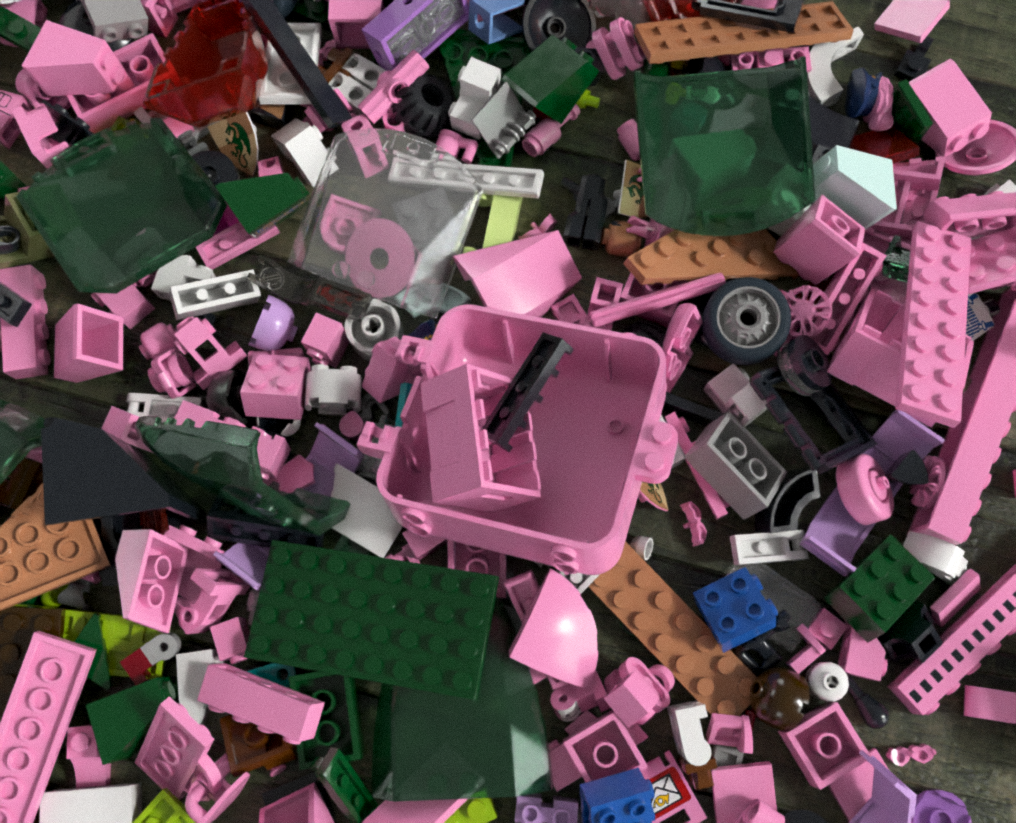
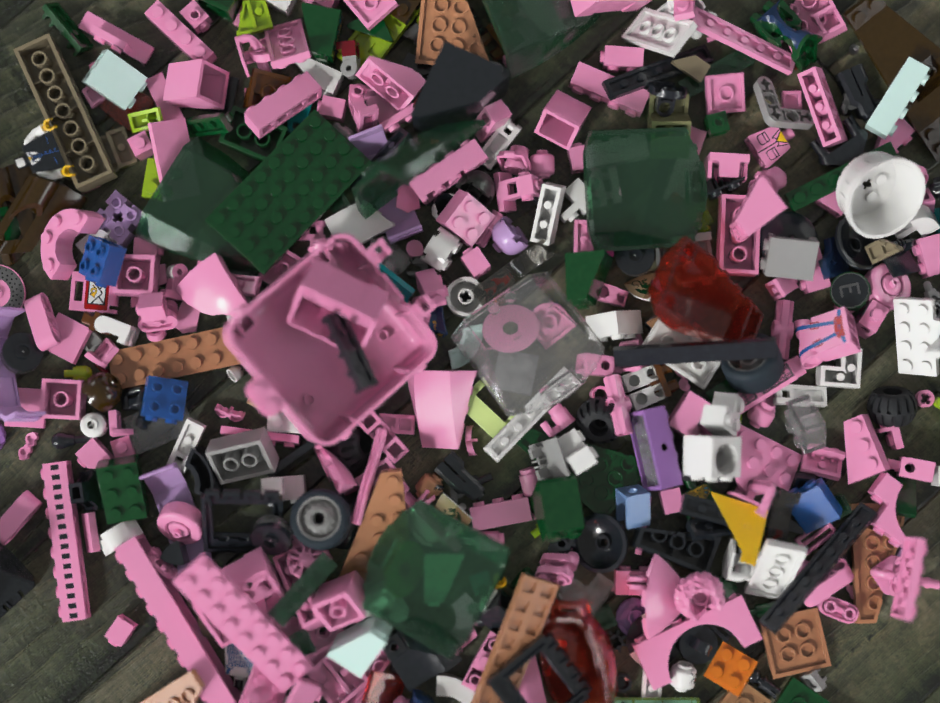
camera: 120 degrees right, 10 degrees up
(596, 146) = (500, 512): none -> bright pink brick
(614, 652) = (187, 318): none -> bright pink piece
(775, 748) = (79, 372): none -> lime cylinder
(842, 285) = (302, 589): none -> clear green plate

